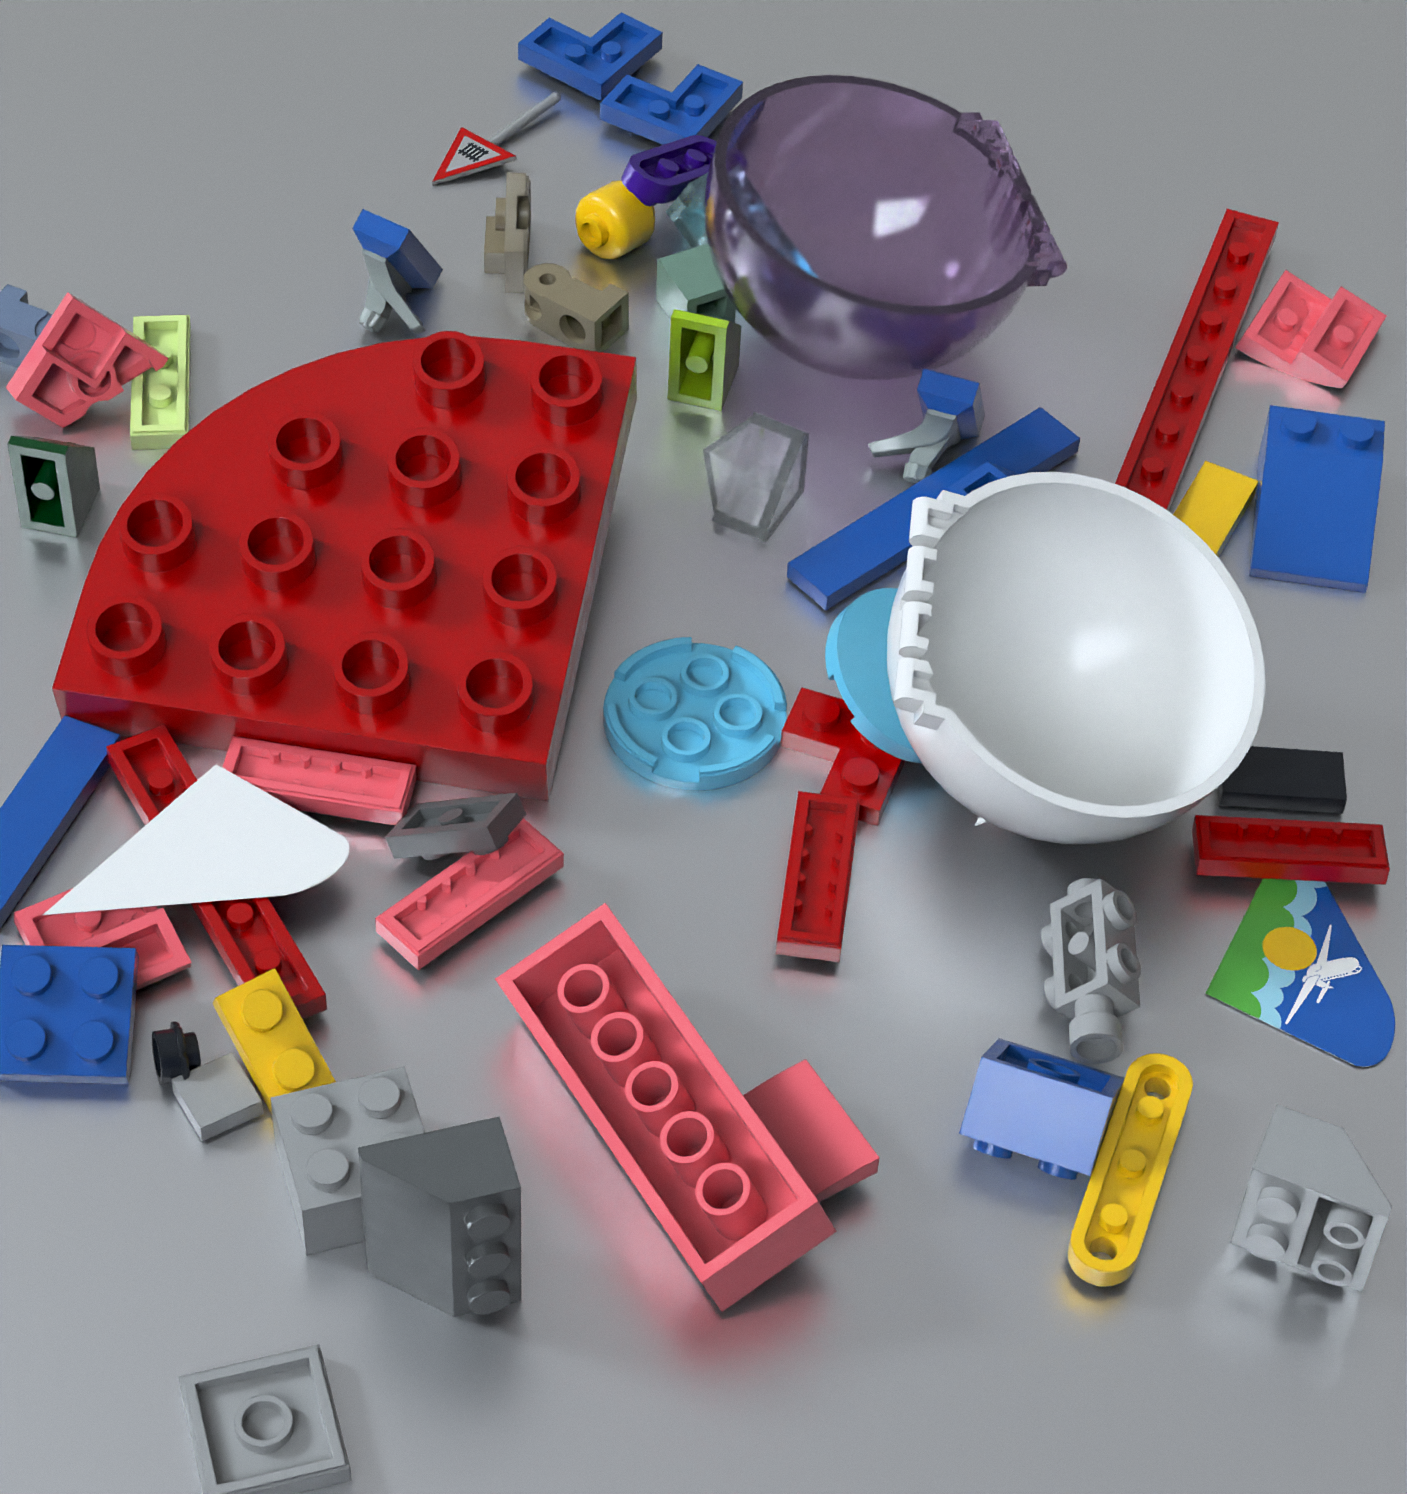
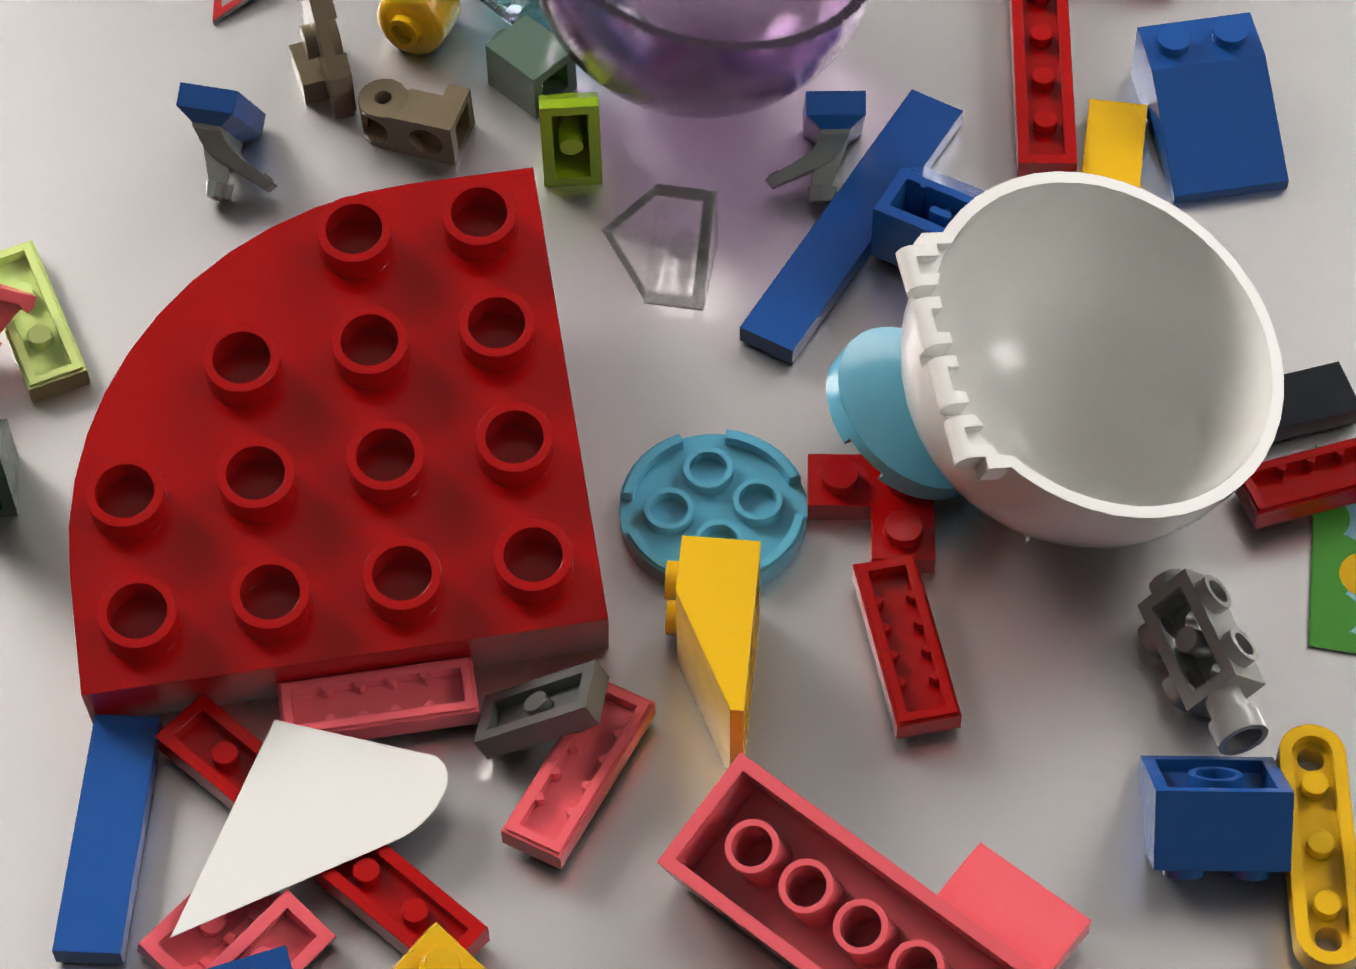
camera: 15 degrees left, 5 degrees up
(650, 802) = (716, 623): none -> yellow slope

